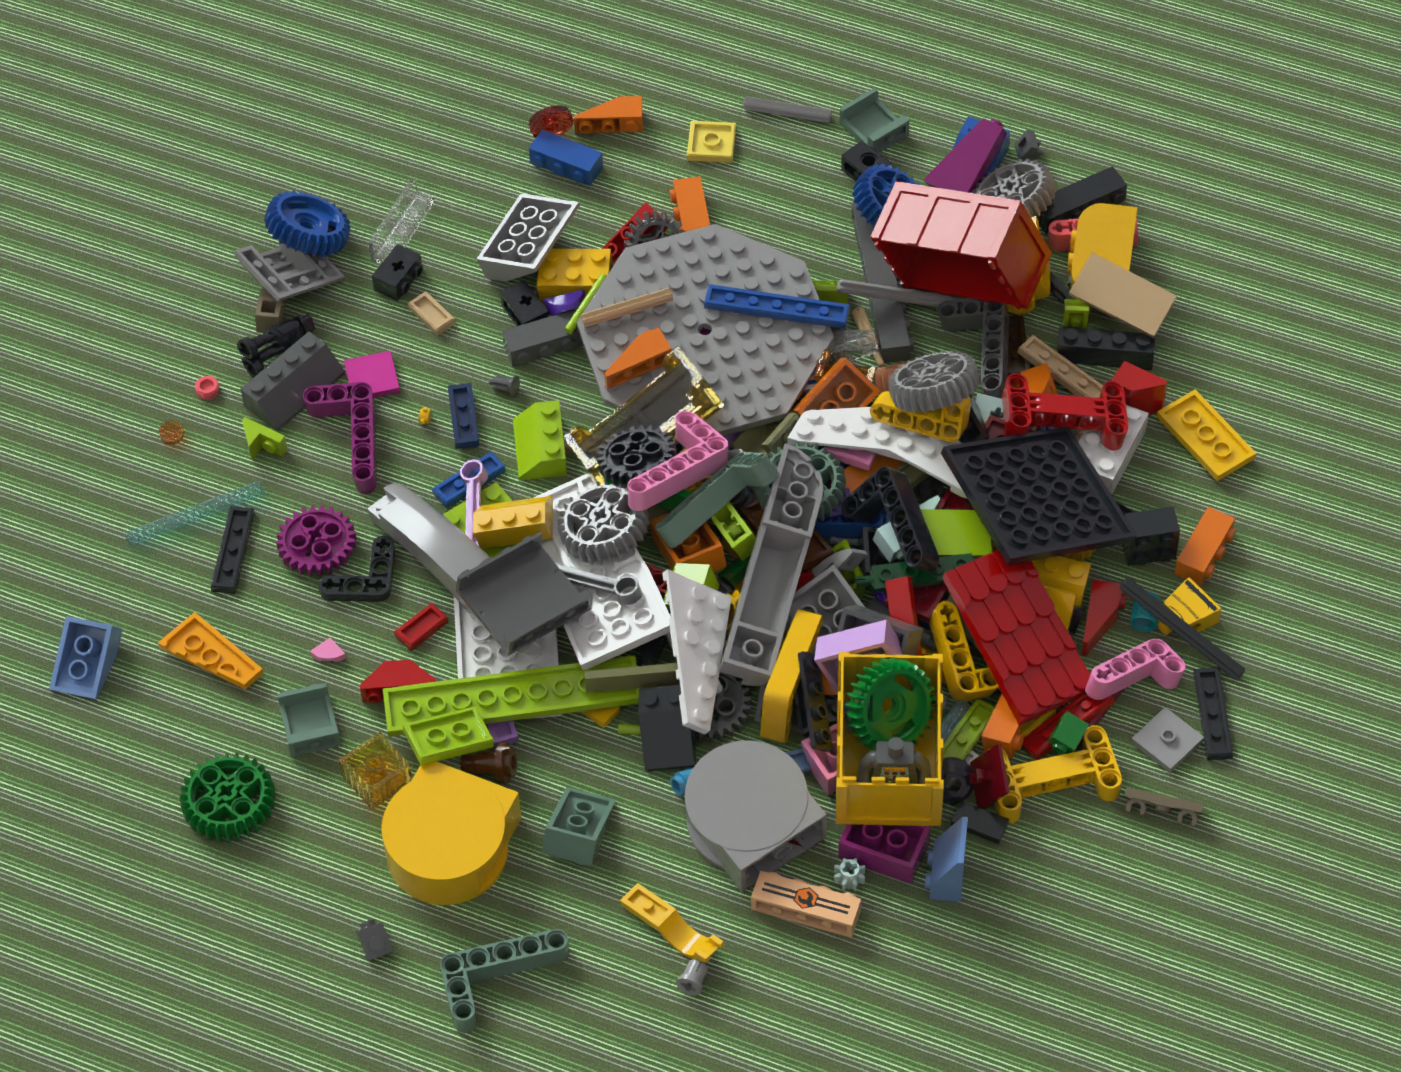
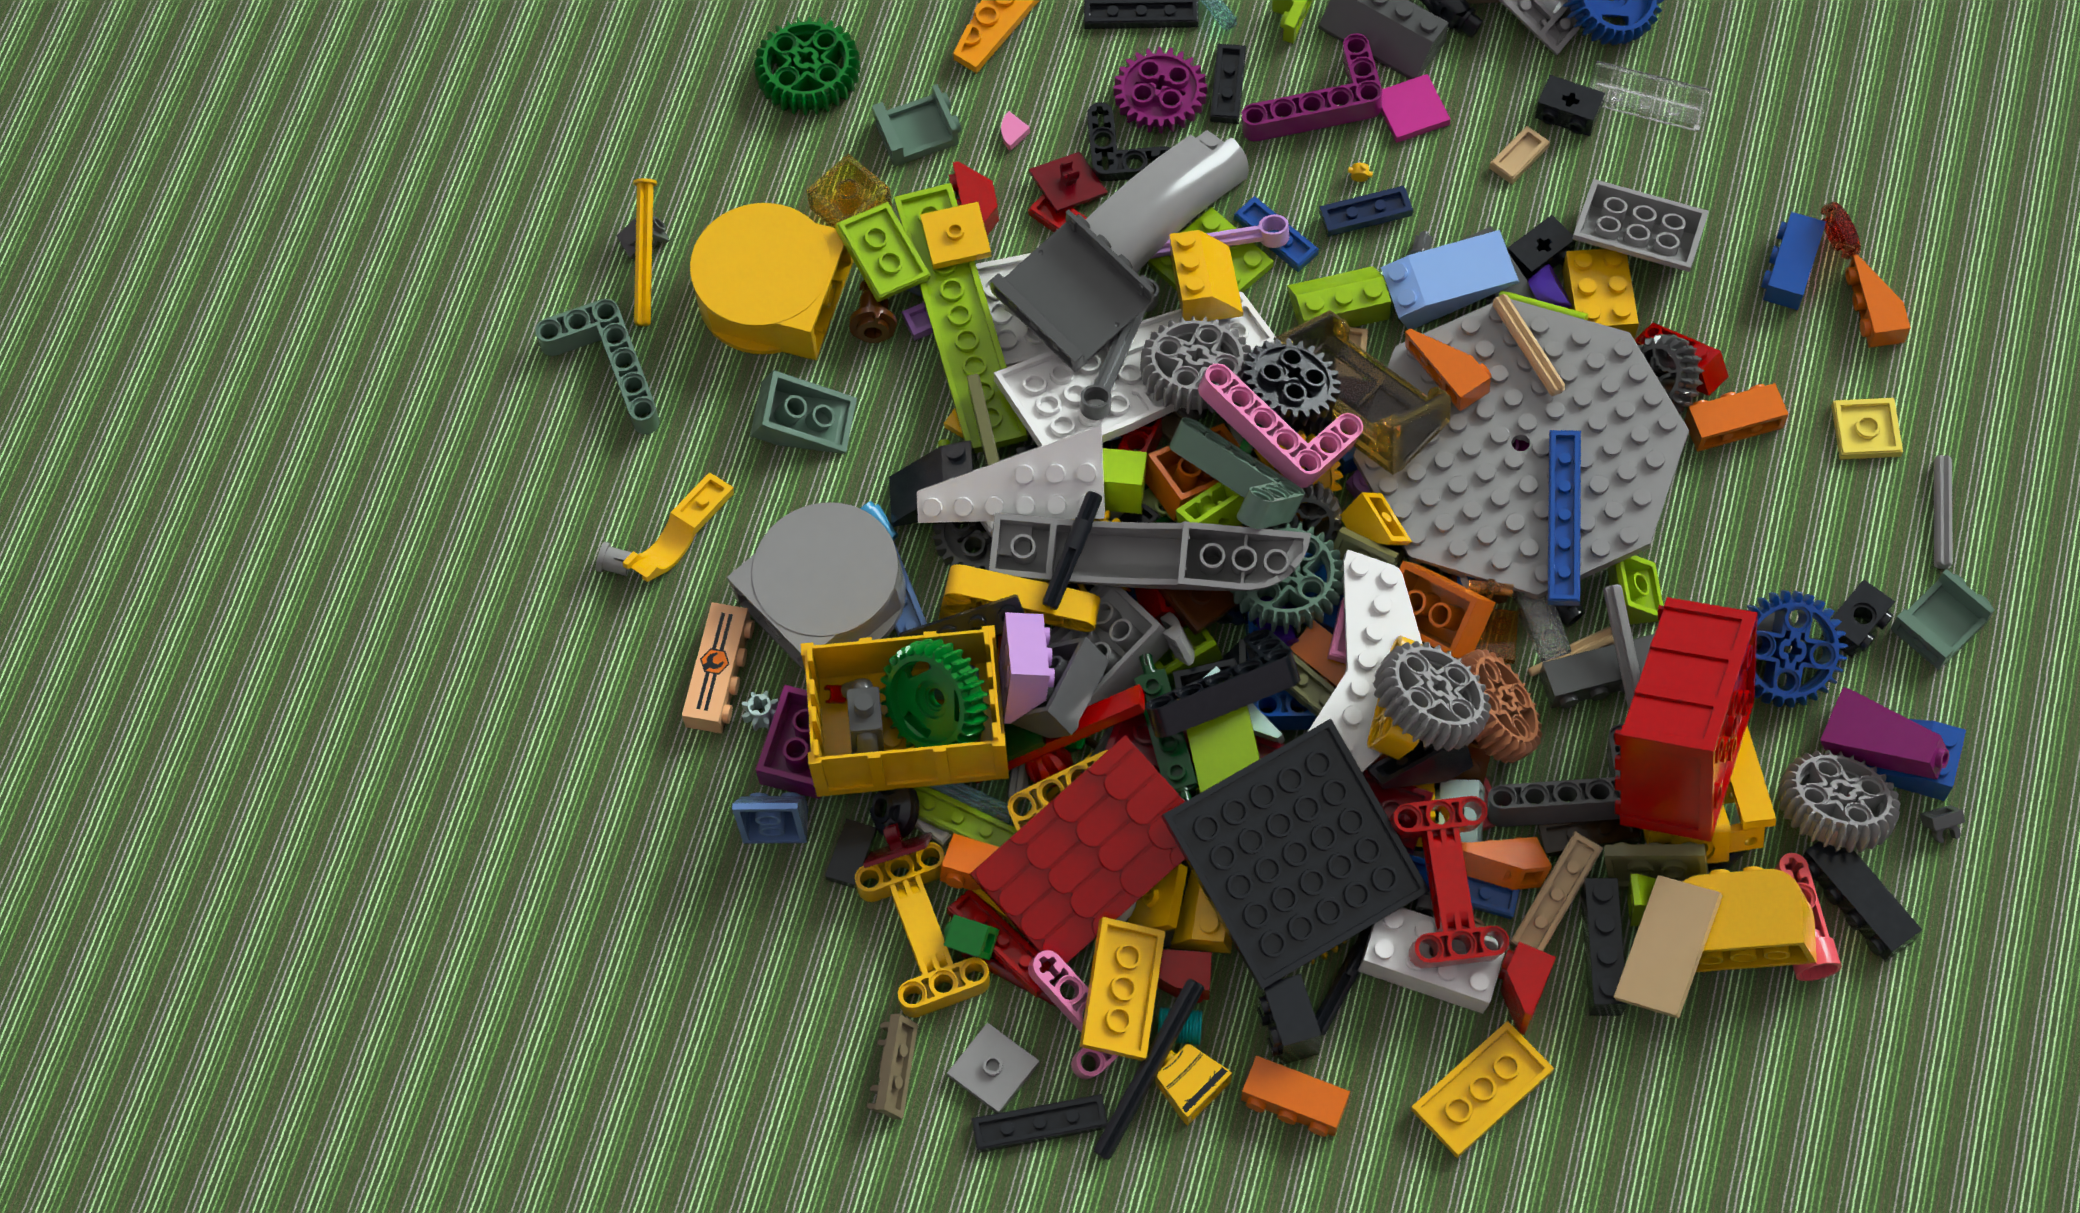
camera: 85 degrees right, 10 degrees up
(308, 494) = (1228, 83): none -> black tile
(389, 616) = (1067, 182): none -> dark red piece
(397, 930) = (643, 251): none -> yellow axle
(438, 686) = (955, 235): none -> yellow plate
(544, 360) = (1448, 278): none -> light blue slope
(755, 429) = (1375, 520): none -> yellow slope
(766, 609) = (1072, 549): none -> black axle
(1053, 299) = (1655, 859): none -> olive plate
(1123, 631) = (1122, 989): none -> yellow plate

